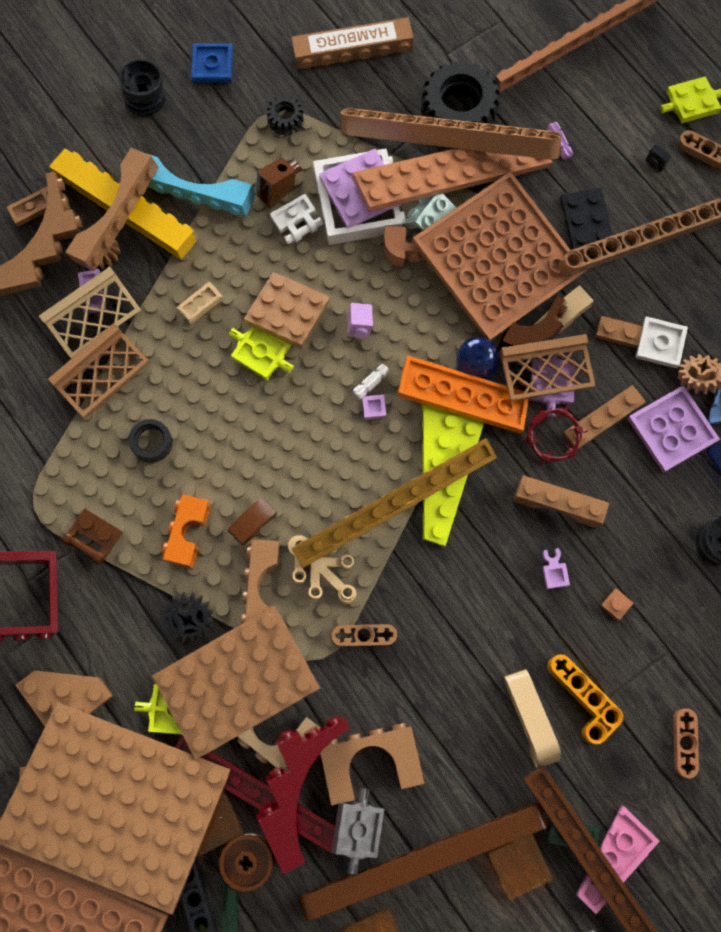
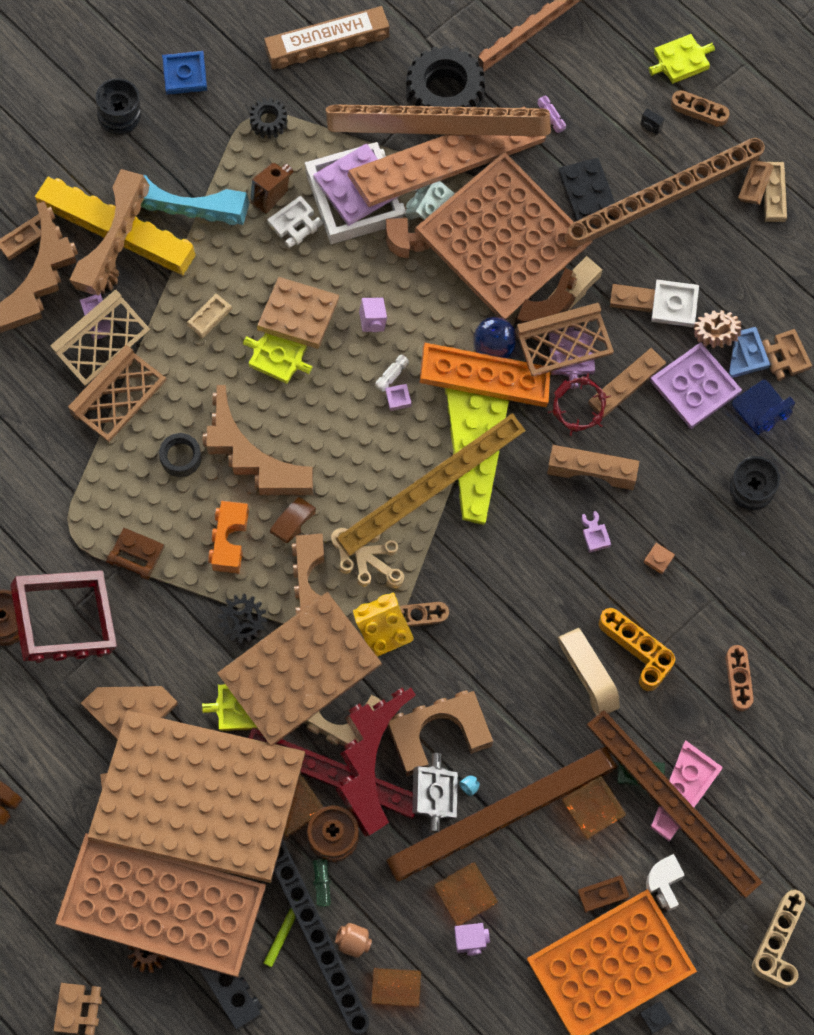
camera: 10 degrees left, 5 degrees down
(238, 473) = (271, 475): none -> medium nougat arch
(327, 642) = (383, 624): none -> yellow bracket
(395, 823) = (469, 785): none -> medium azure hinge

